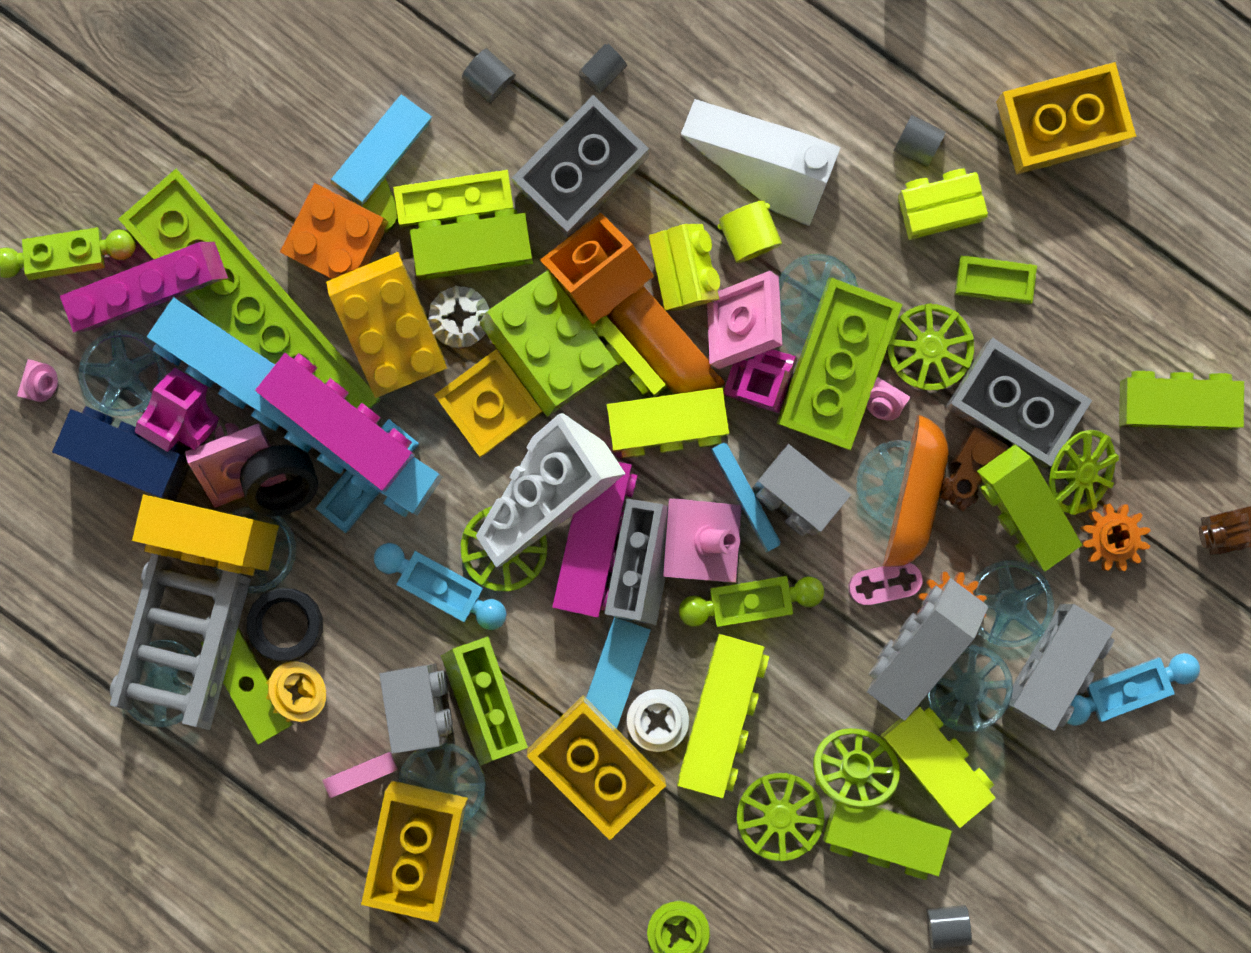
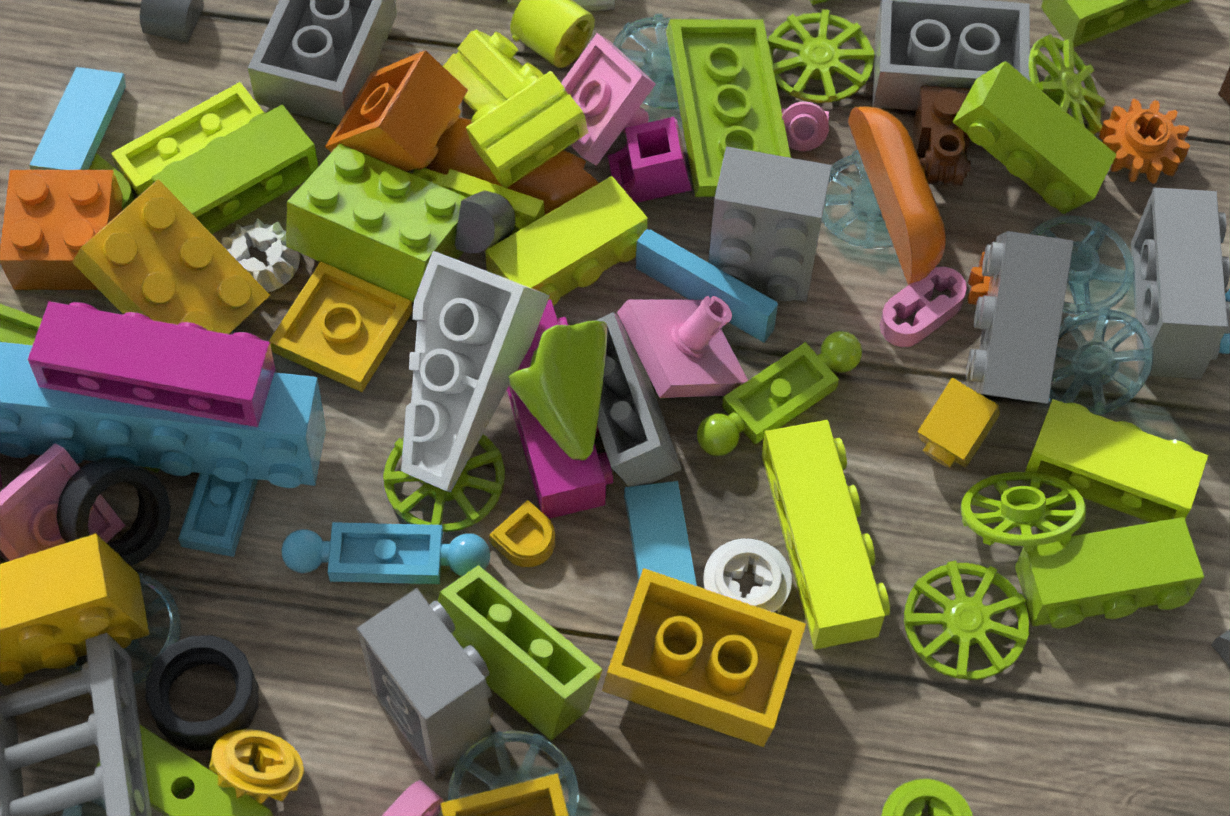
camera: 30 degrees left, 25 degrees down
(535, 616) = (525, 536): none -> yellow tile
(602, 544) = (566, 384): none -> lime hat
(615, 384) = (483, 222): none -> dark grey brick
(677, 330) = (526, 128): none -> neon yellow brick
(847, 688) = (957, 424): none -> yellow brick

